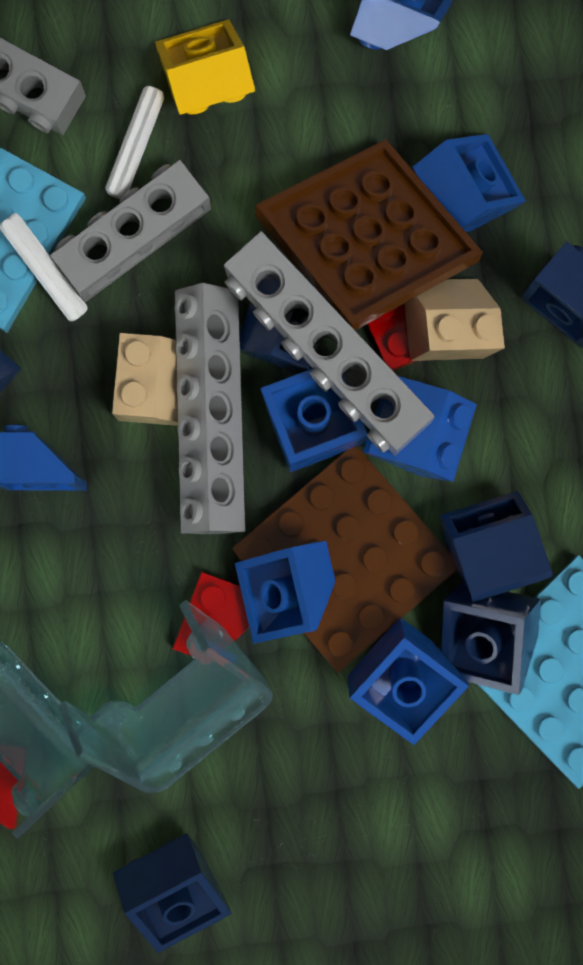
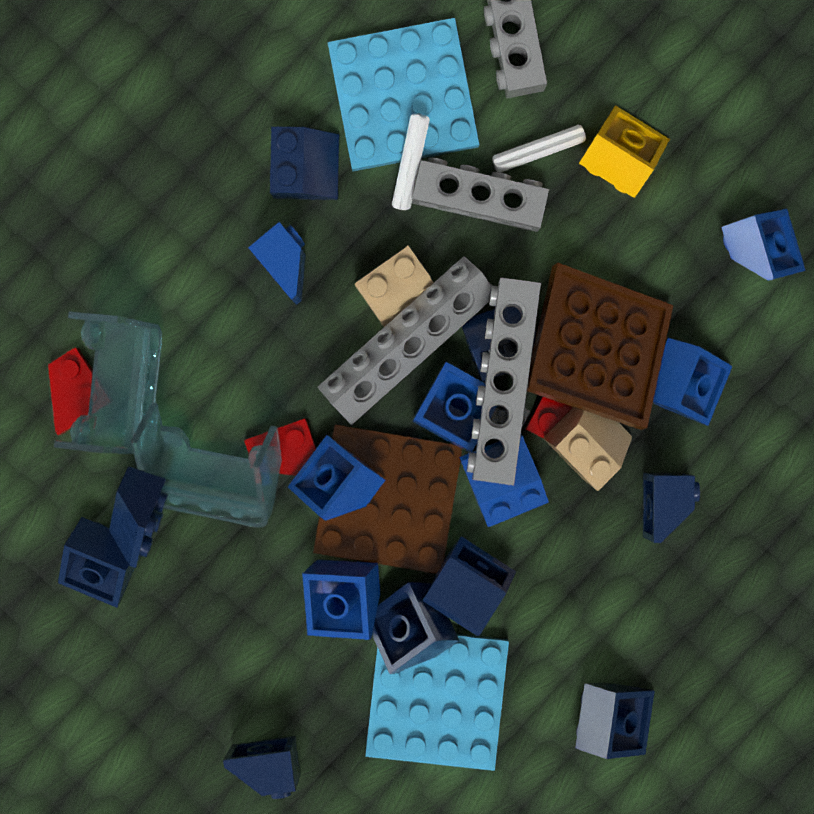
camera: 55 degrees right, 5 degrees up
(154, 813) = (137, 513): none -> dark blue slope
(510, 895) = (266, 765): none -> dark blue slope

